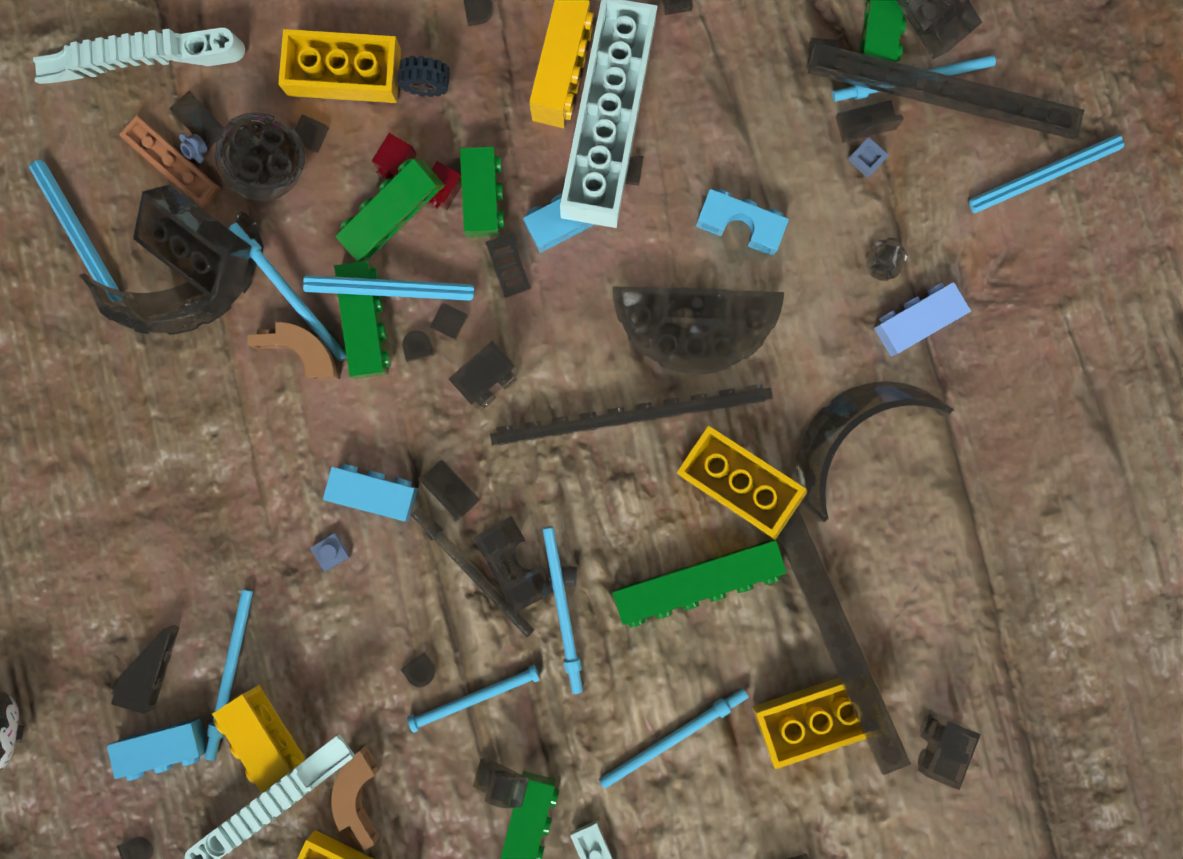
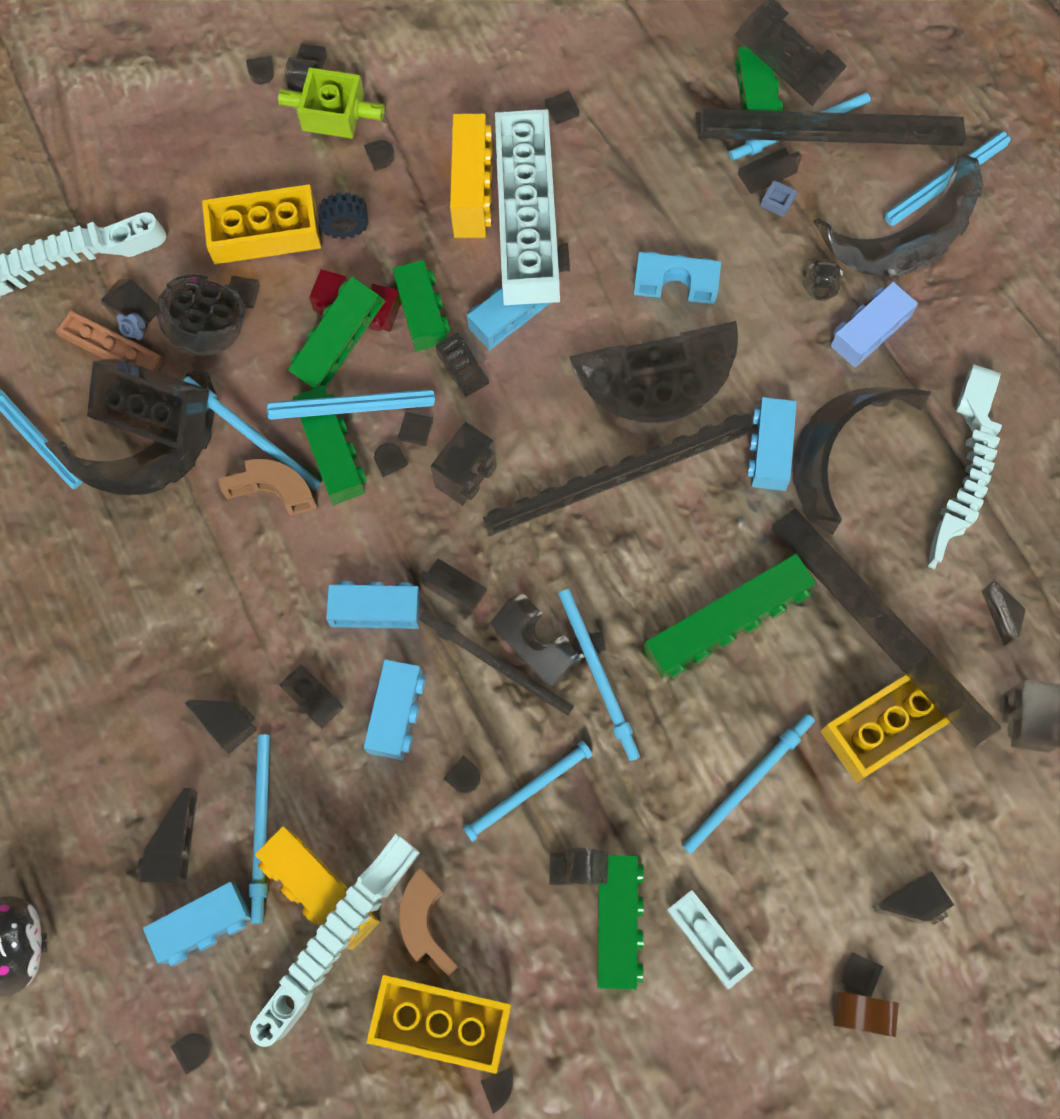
camera: 15 degrees left, 15 degrees down
(211, 571) = (224, 721): none -> clear smoke slope
(297, 571) = (311, 696): none -> clear smoke plate
(330, 552) = (343, 677): sand blue plate -> none
(369, 598) = (394, 710): none -> medium azure brick
(742, 482) = (746, 505): yellow brick -> none
(786, 420) = (772, 444): none -> medium azure brick
(956, 639) = (1005, 611): none -> clear smoke slope
(994, 427) = (961, 511): none -> light aqua piece
(996, 238) = (921, 241): none -> clear smoke windscreen

